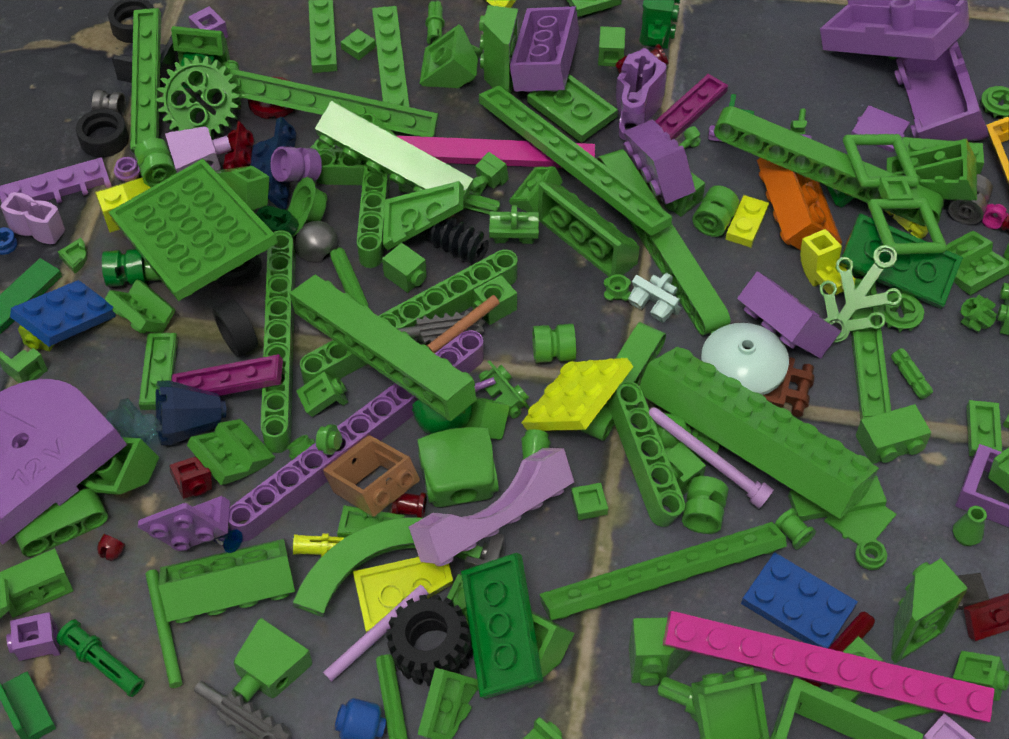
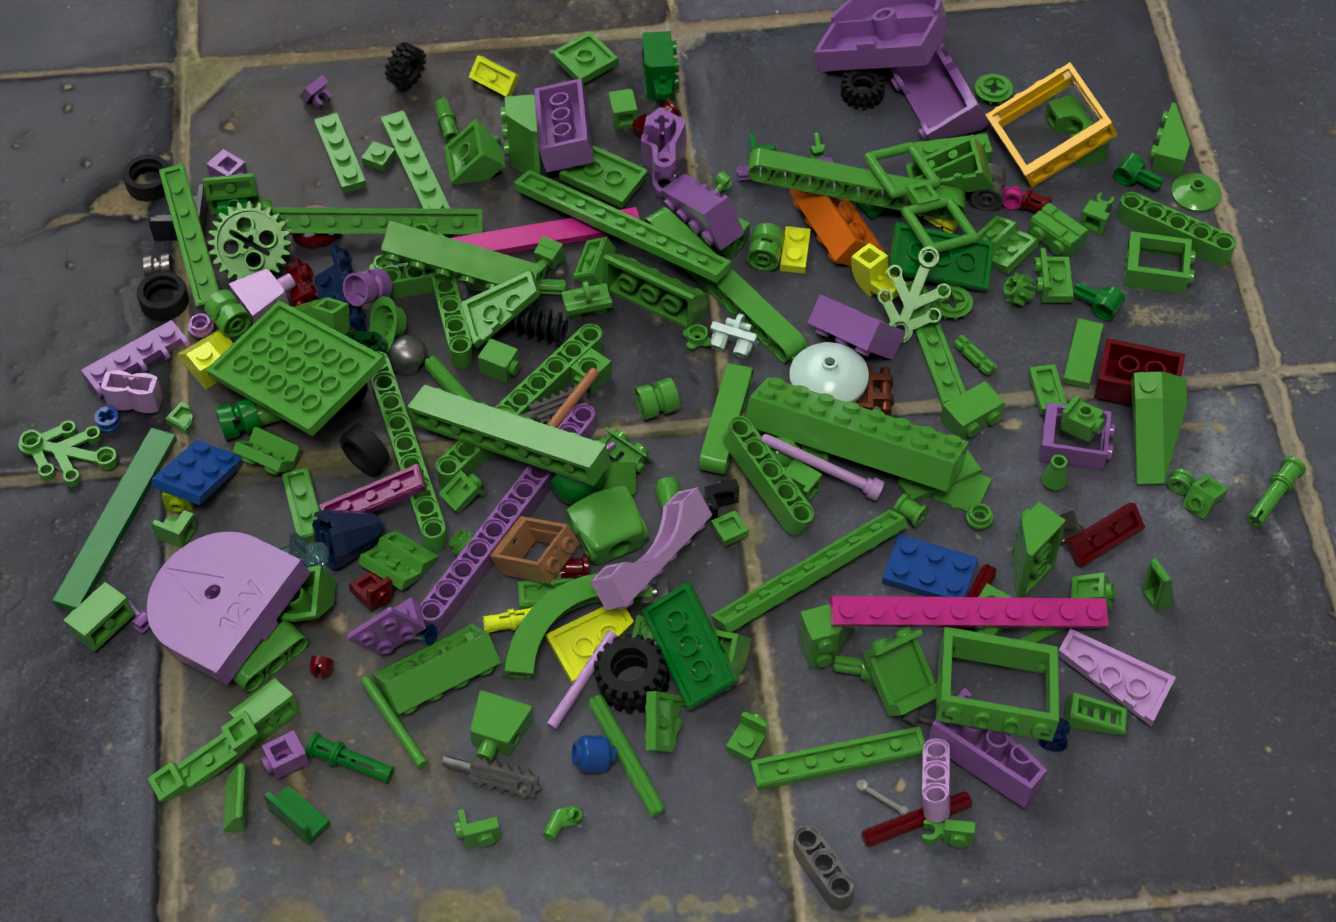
camera: 15 degrees left, 0 degrees up
(328, 439) = (488, 527): bright green plate -> none
(577, 394) = (693, 439): neon yellow plate -> none
(590, 462) = (720, 495): none -> black bracket
(691, 105) = (714, 150): magenta tile -> none
(705, 505) = (830, 508): bright green wheel -> none
(863, 84) = (859, 97): none -> black tyre
(880, 122) = (890, 133): medium lavender piece -> none

